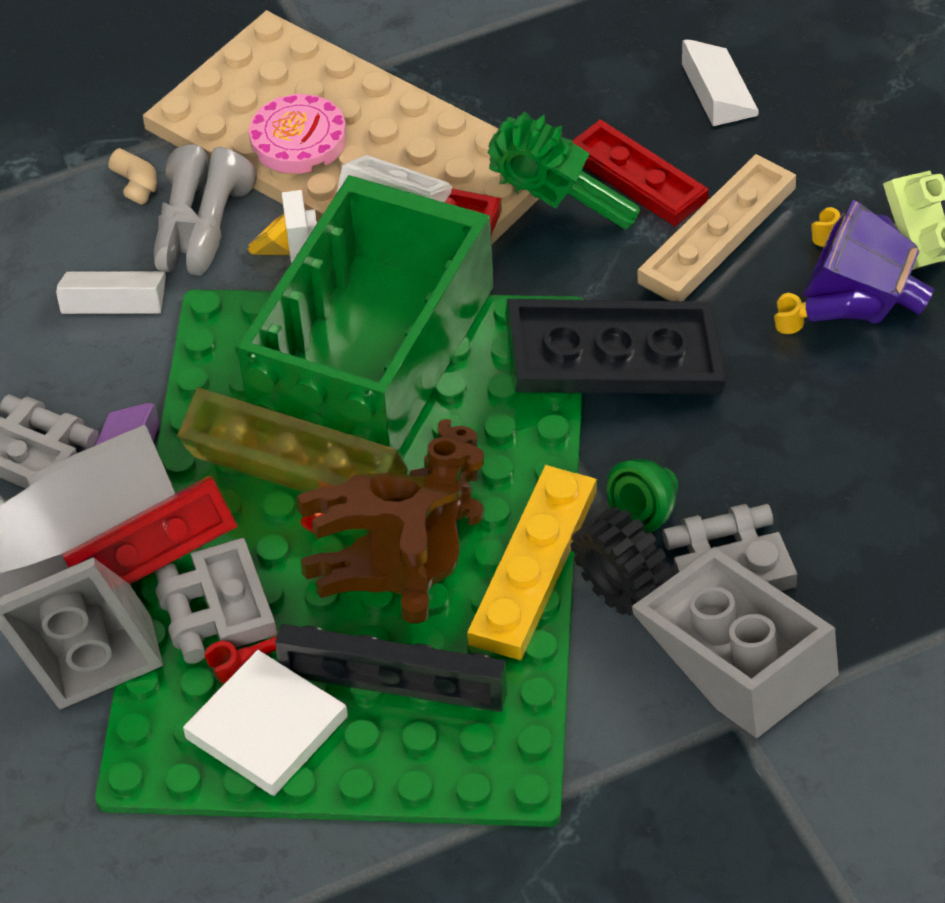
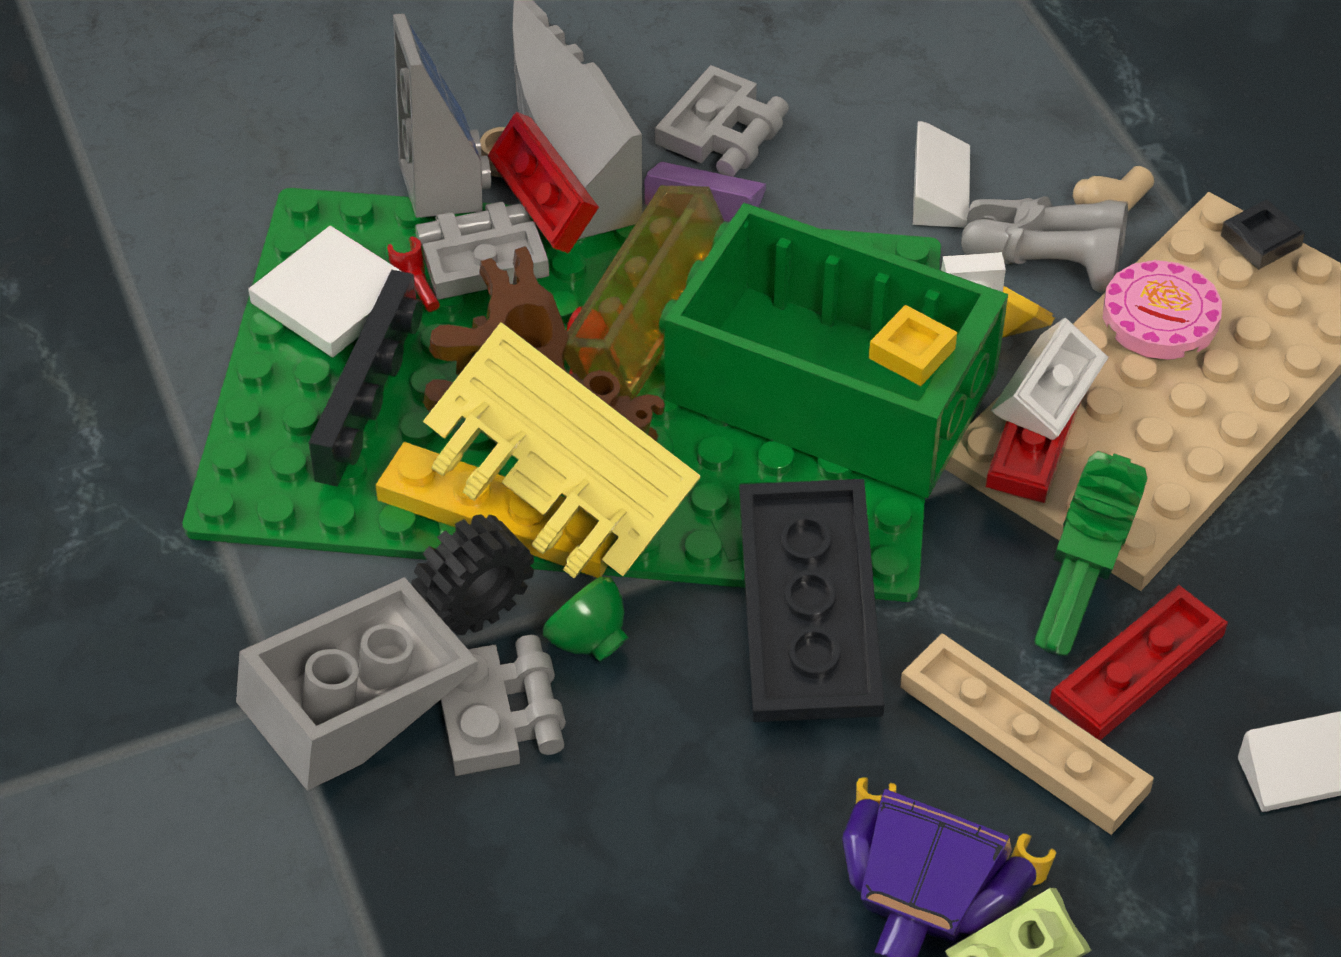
camera: 90 degrees right, 0 degrees up
(210, 74) = (1262, 234): none -> black tile
(418, 224) = (912, 345): none -> yellow tile
(517, 476) = (564, 446): none -> light yellow hinge

